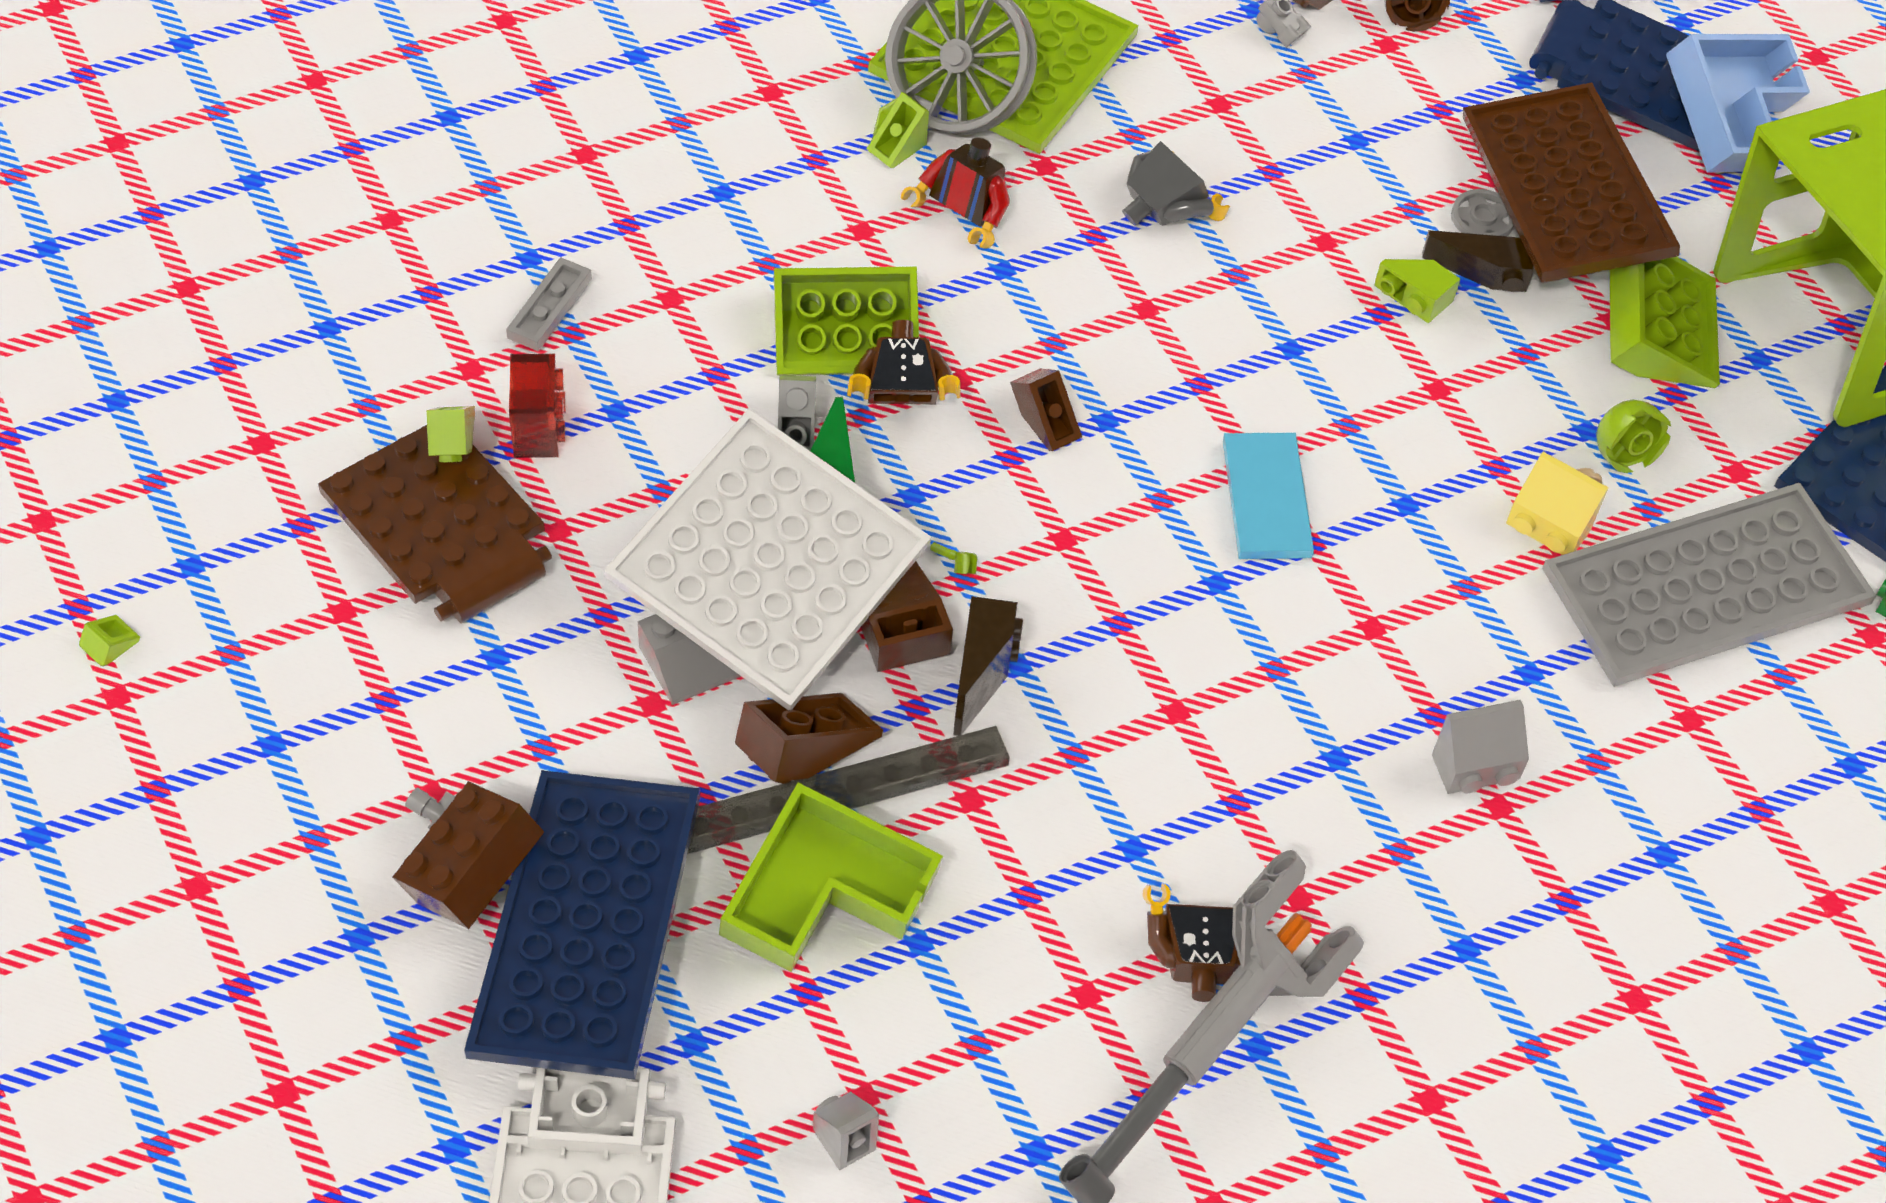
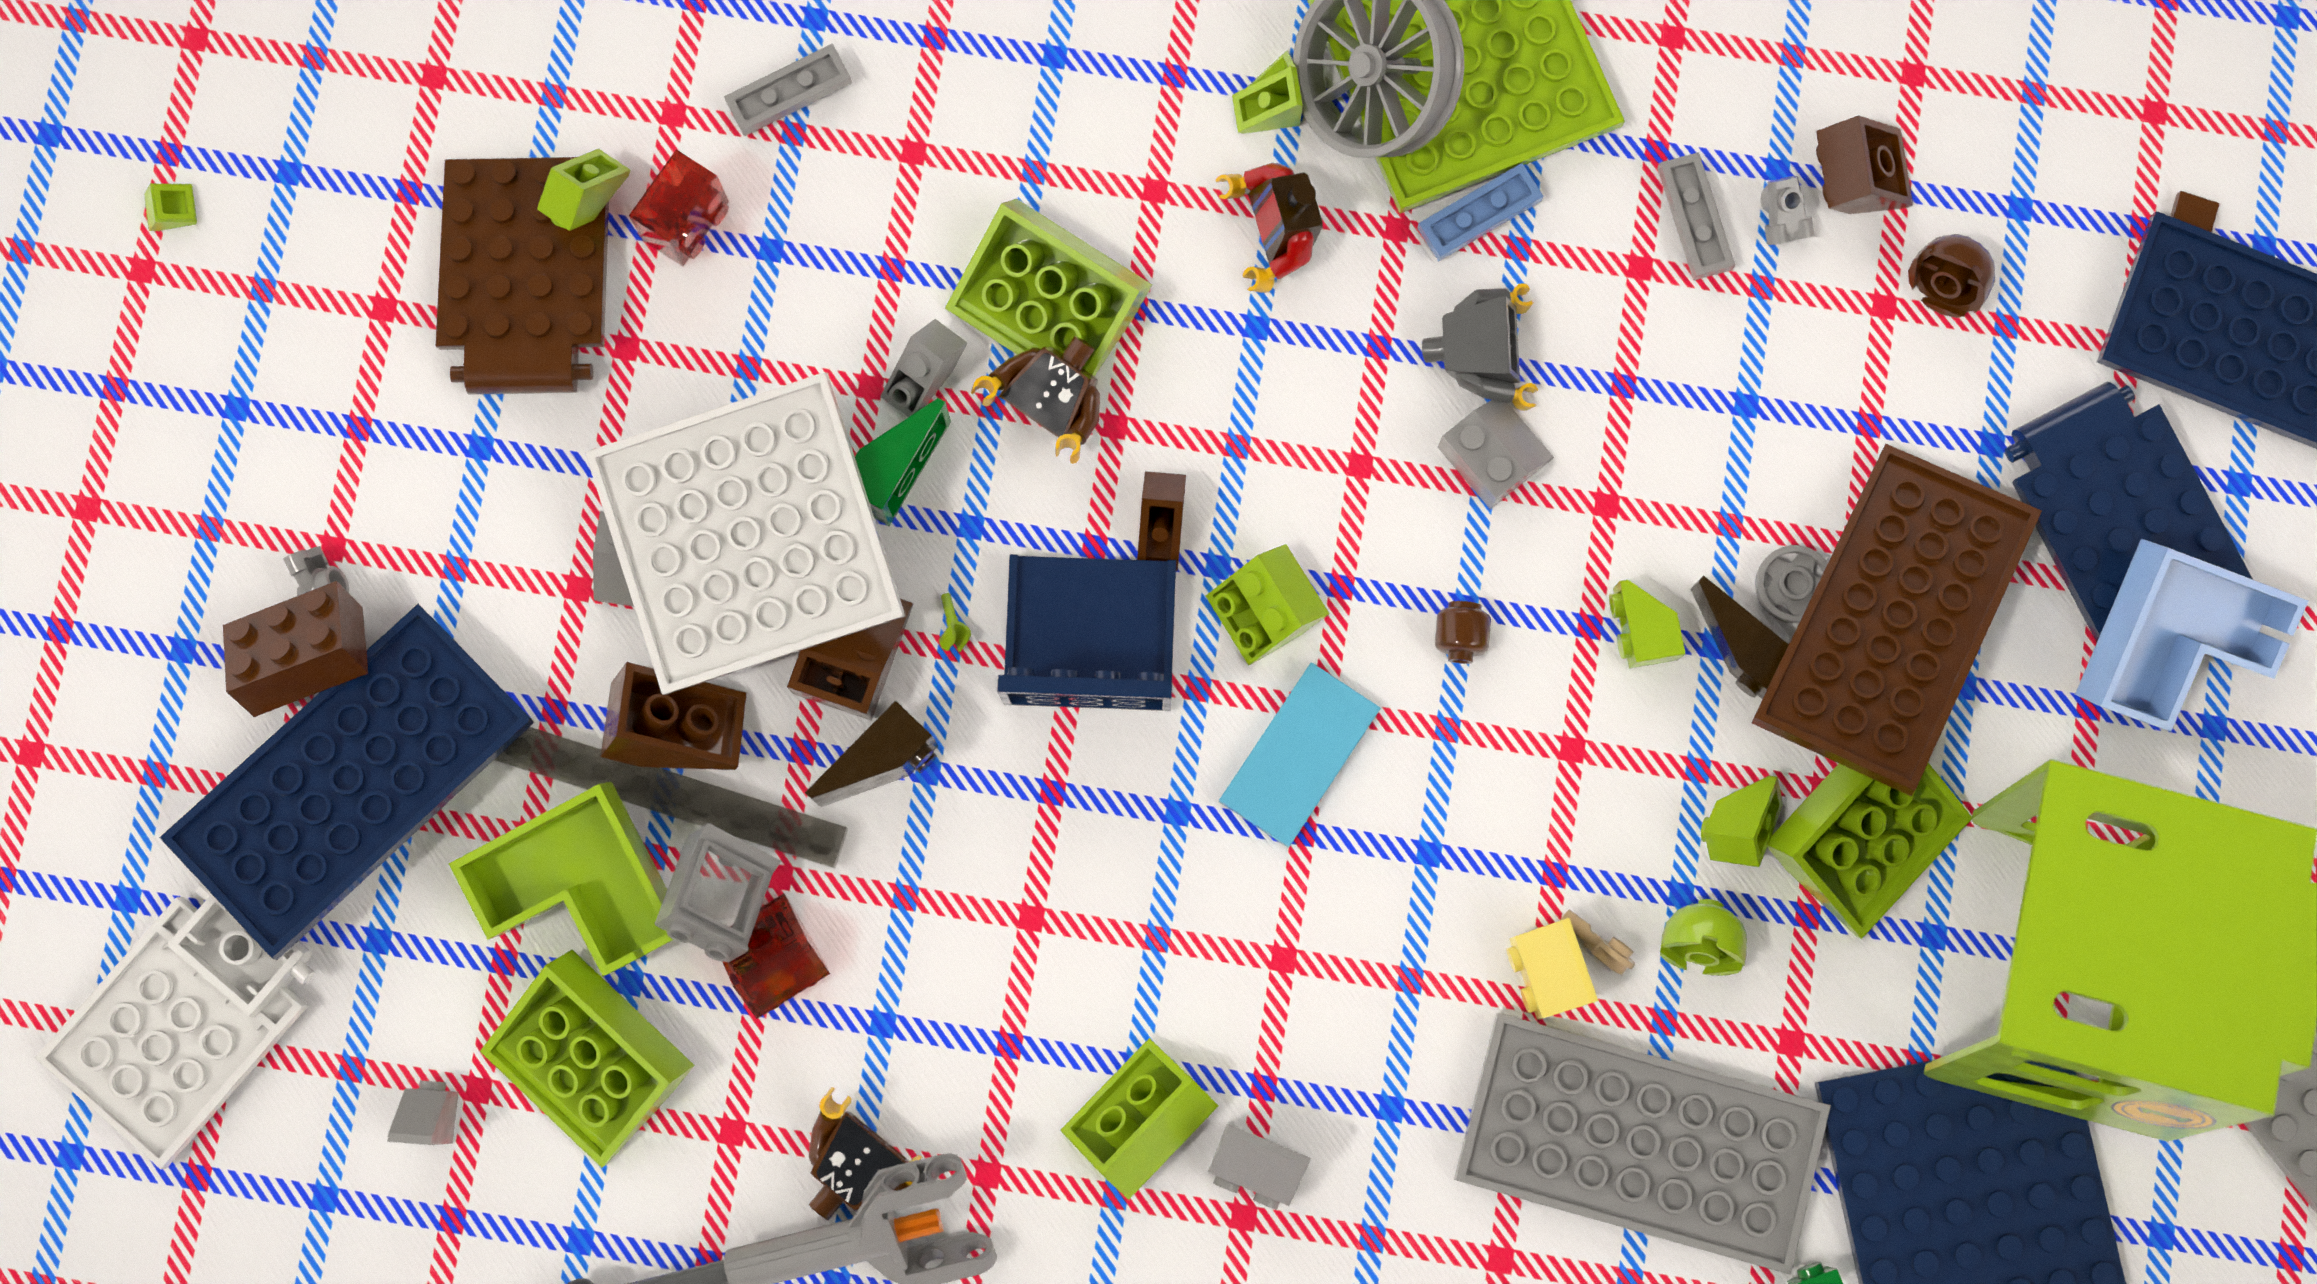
camera: 40 degrees right, 25 degrees up
(934, 1010) = (586, 1057): none -> lime slope
(943, 812) = (716, 893): none -> light grey window
(1015, 846) = (778, 961): none -> clear red slope
(1067, 502) = (1089, 633): none -> dark blue bracket
(1092, 123) = (1480, 212): none -> medium blue plate
(1163, 416) = (1267, 603): none -> lime slope
(1226, 251) = (1494, 451): none -> light grey slope
(1230, 53) = (1696, 216): none -> light grey plate
(1306, 355) = (1462, 631): none -> reddish brown head
(1373, 780) = (1139, 1118): none -> lime slope
(1588, 356) = (1743, 823): none -> lime slope

